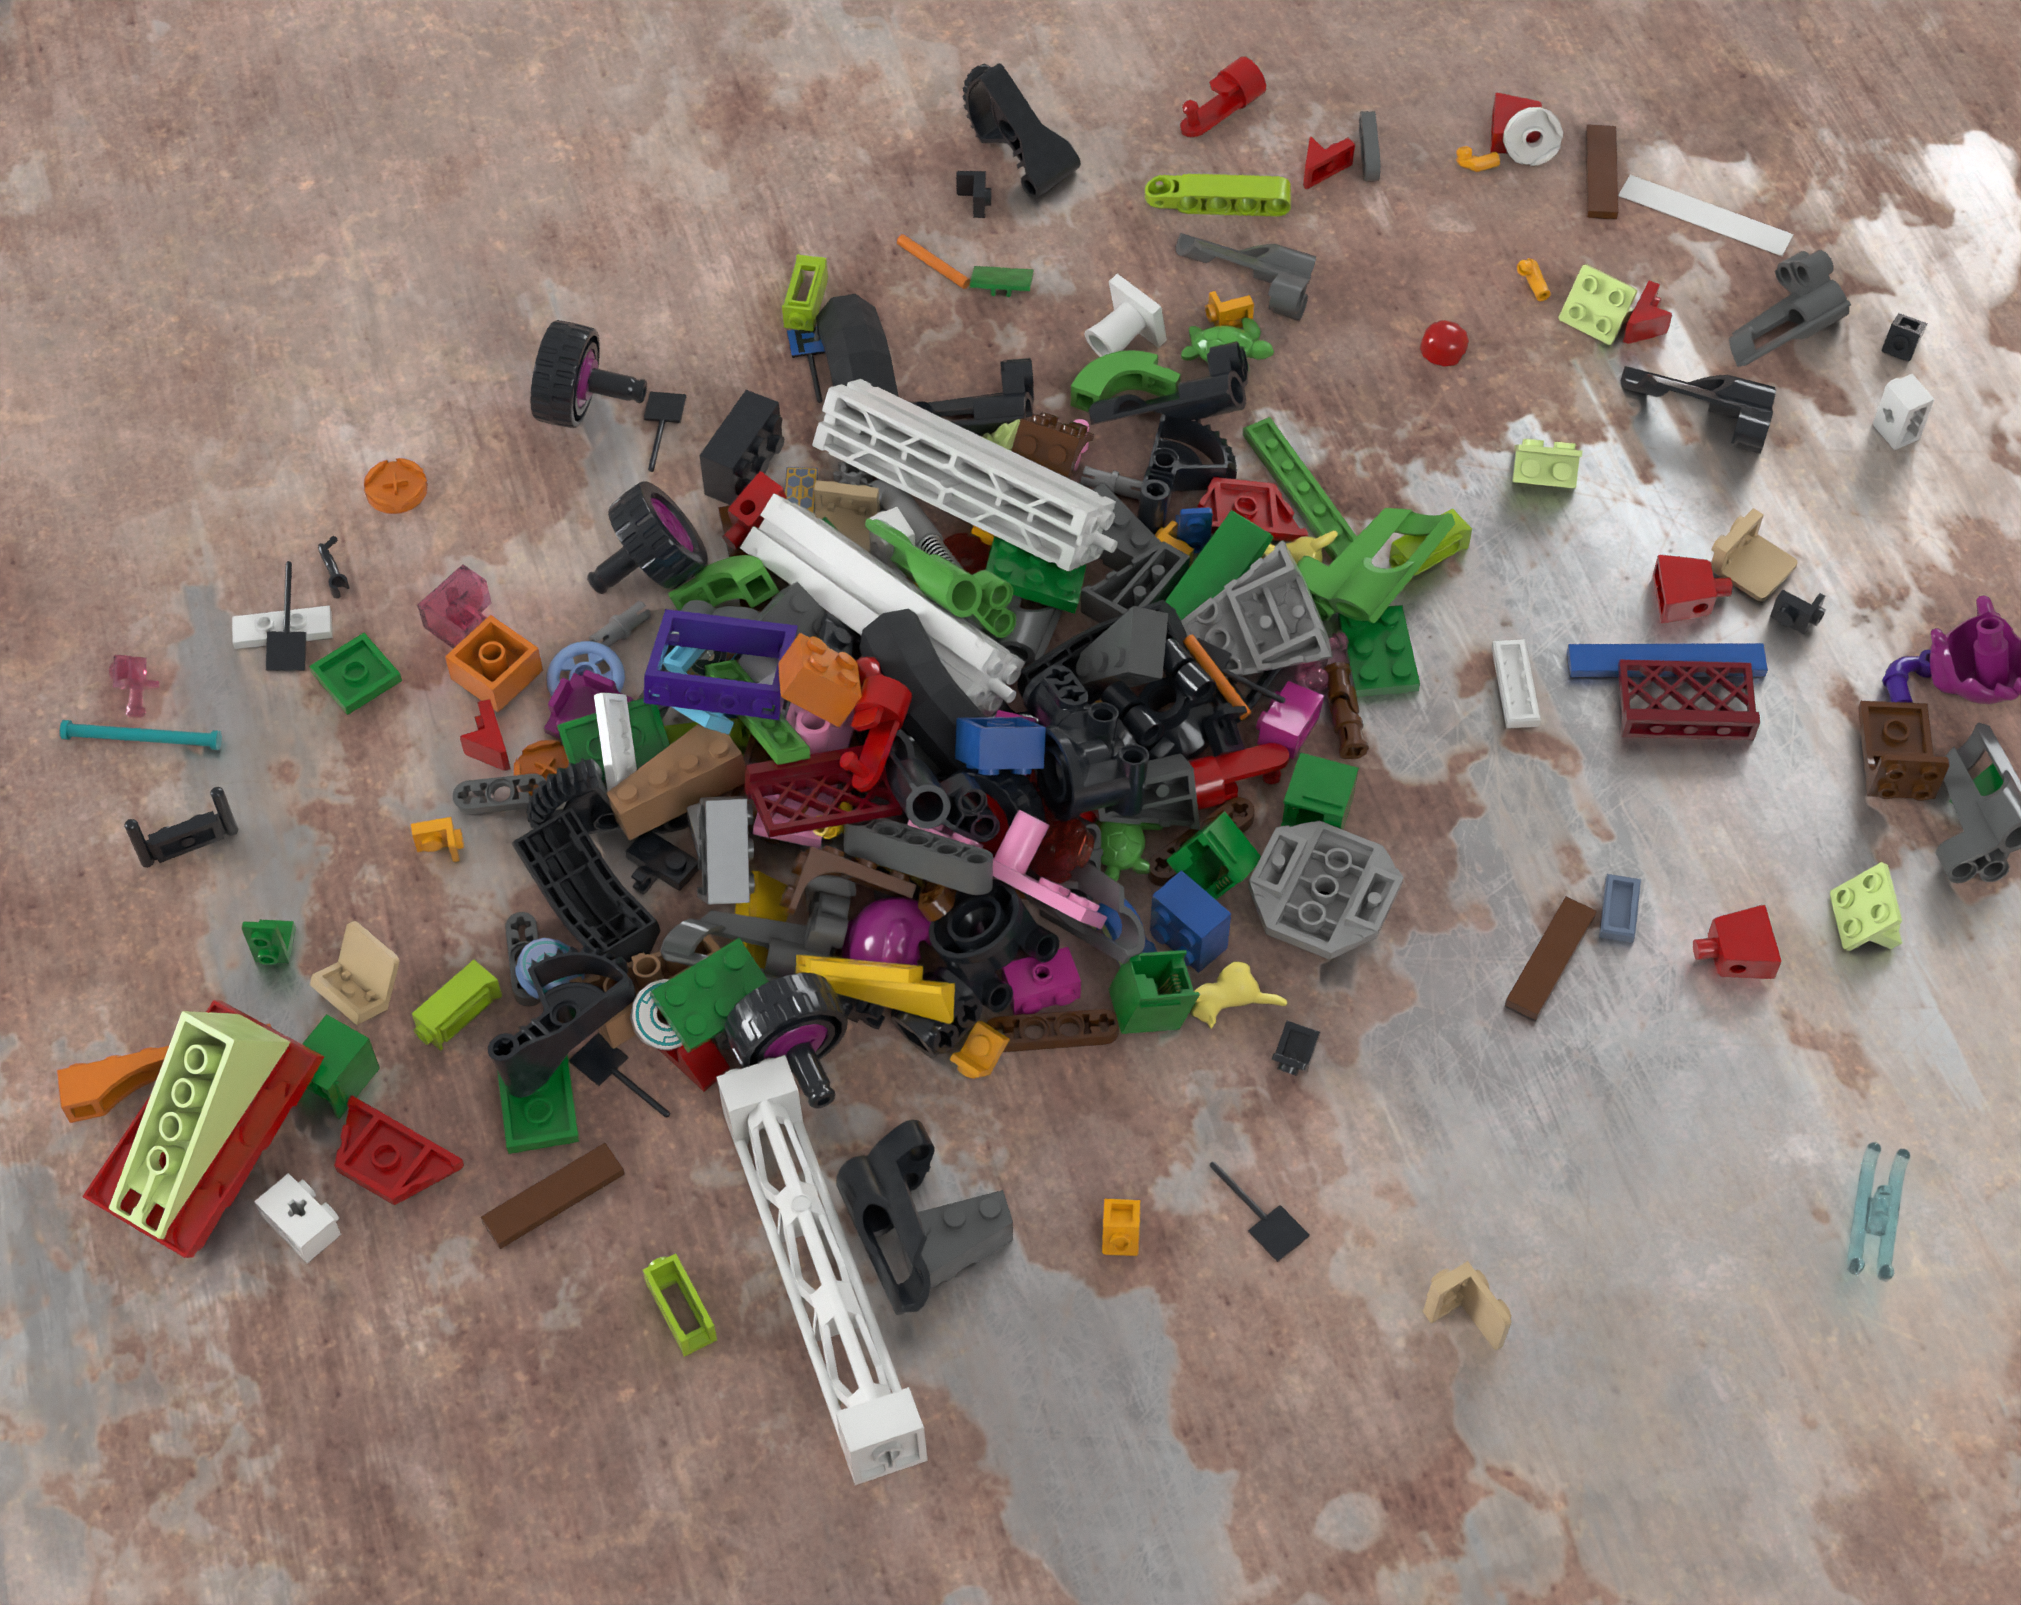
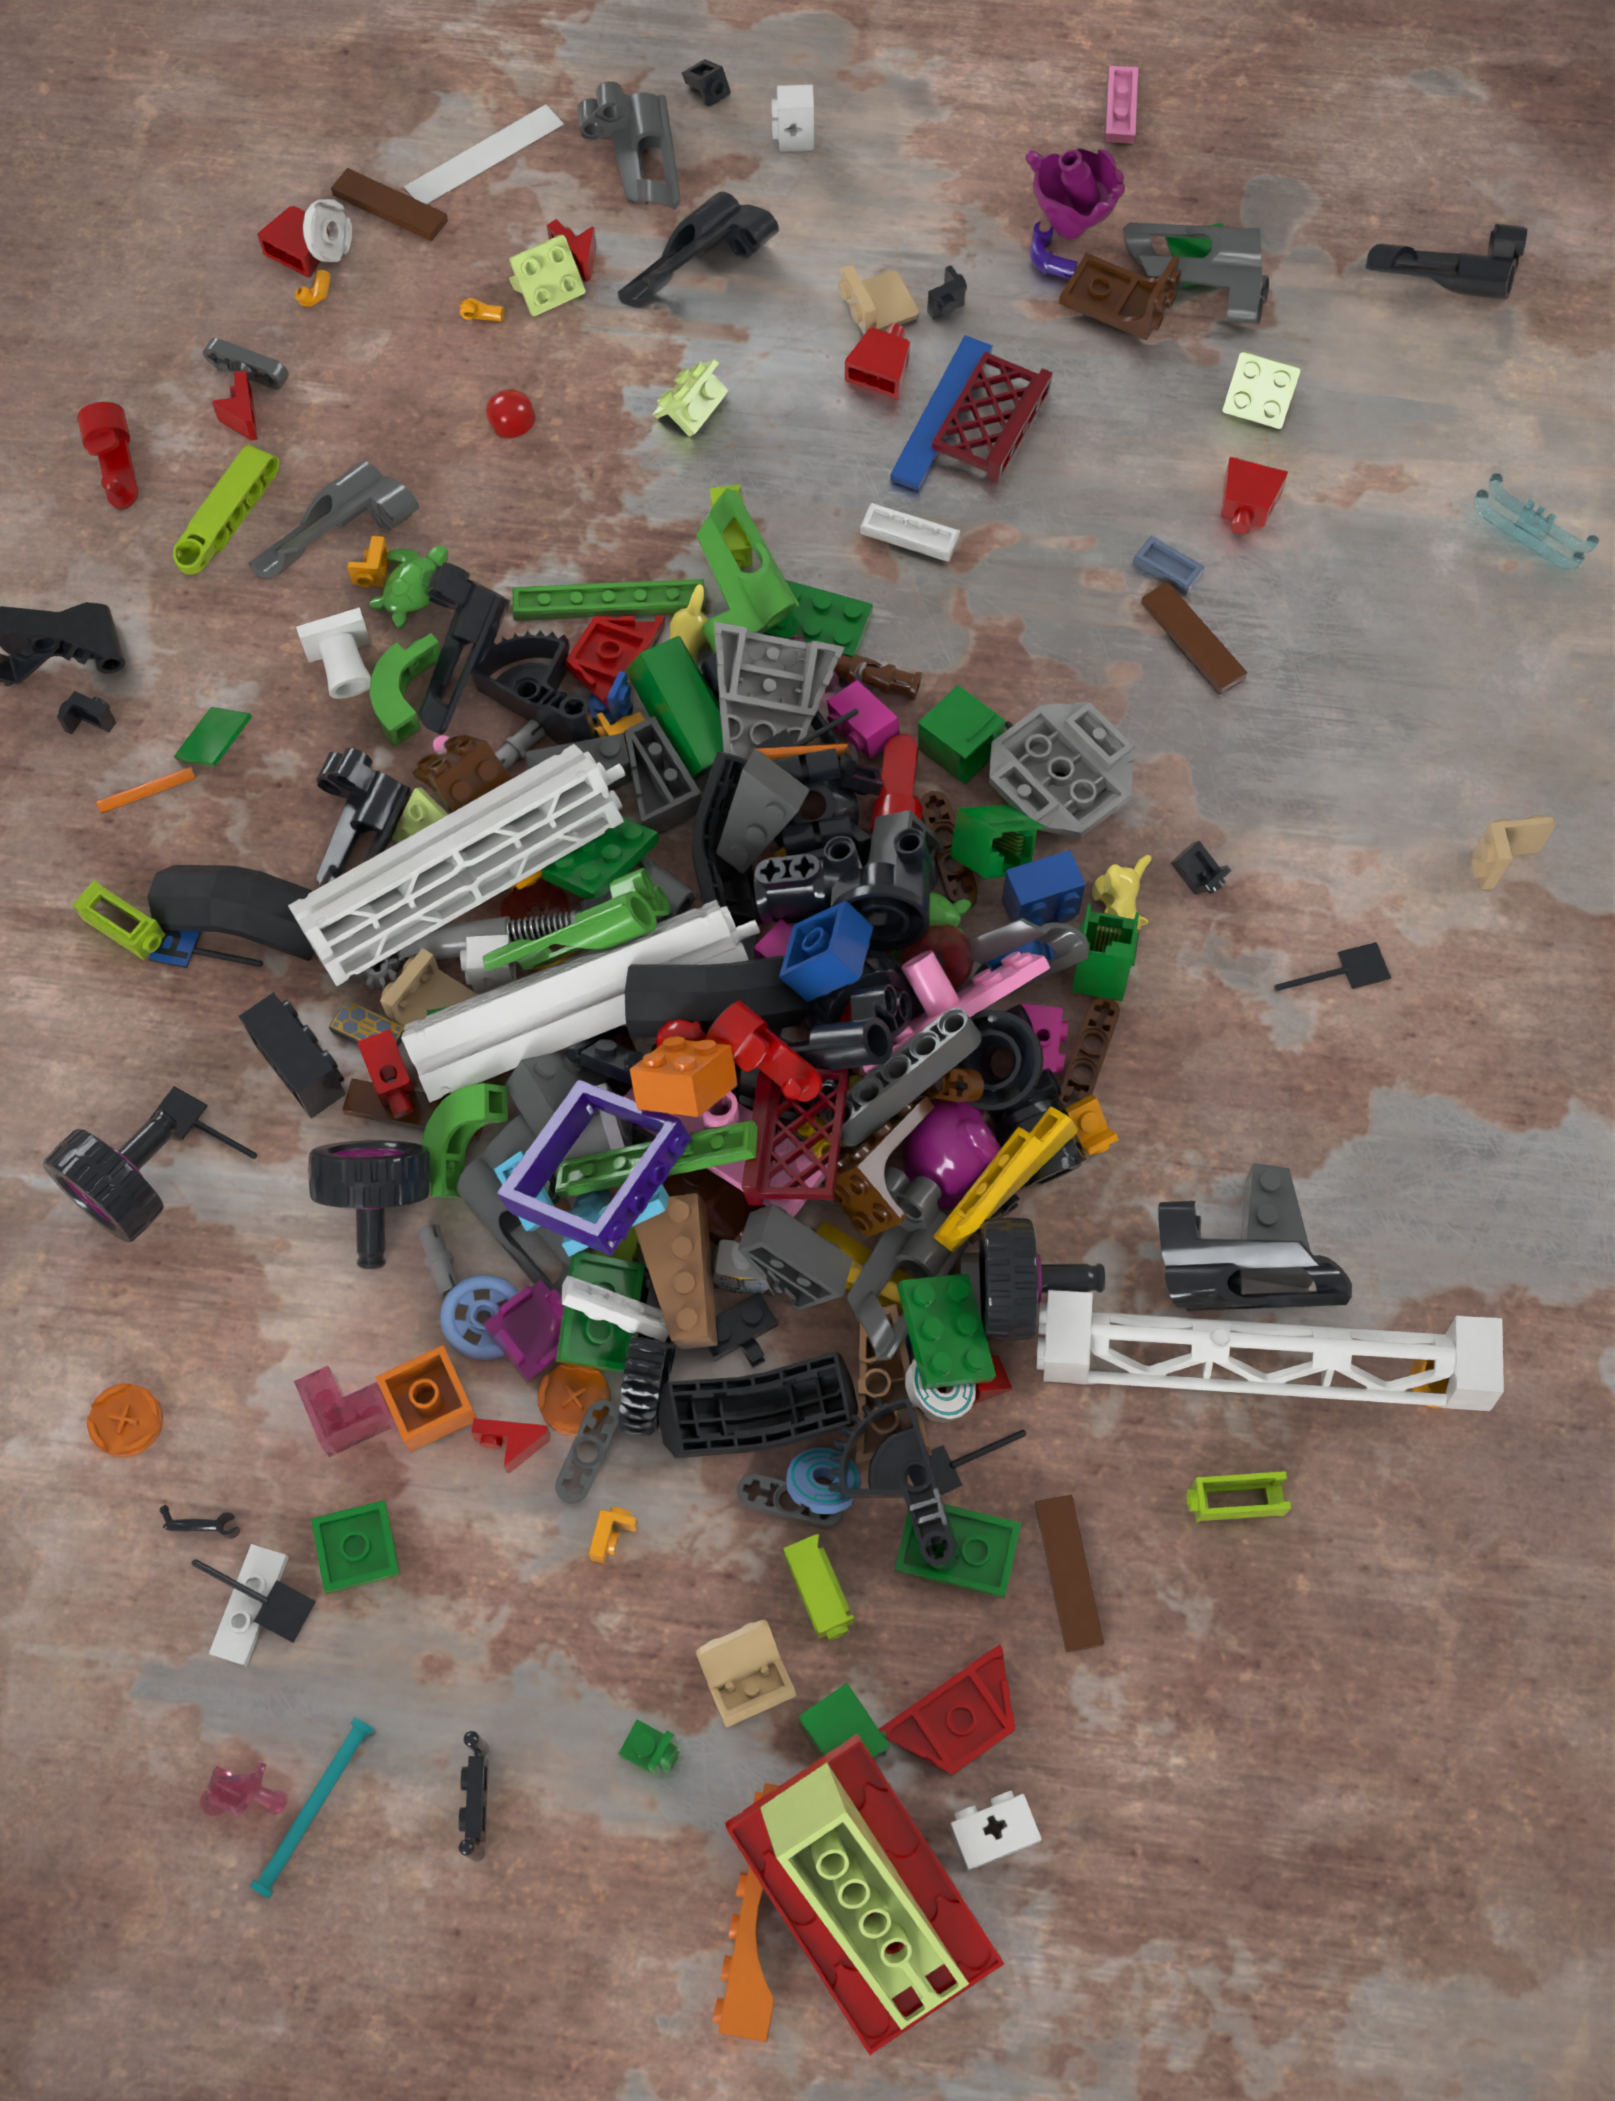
camera: 65 degrees left, 10 degrees up
(1121, 1227) = (1312, 1083): light orange bracket -> none

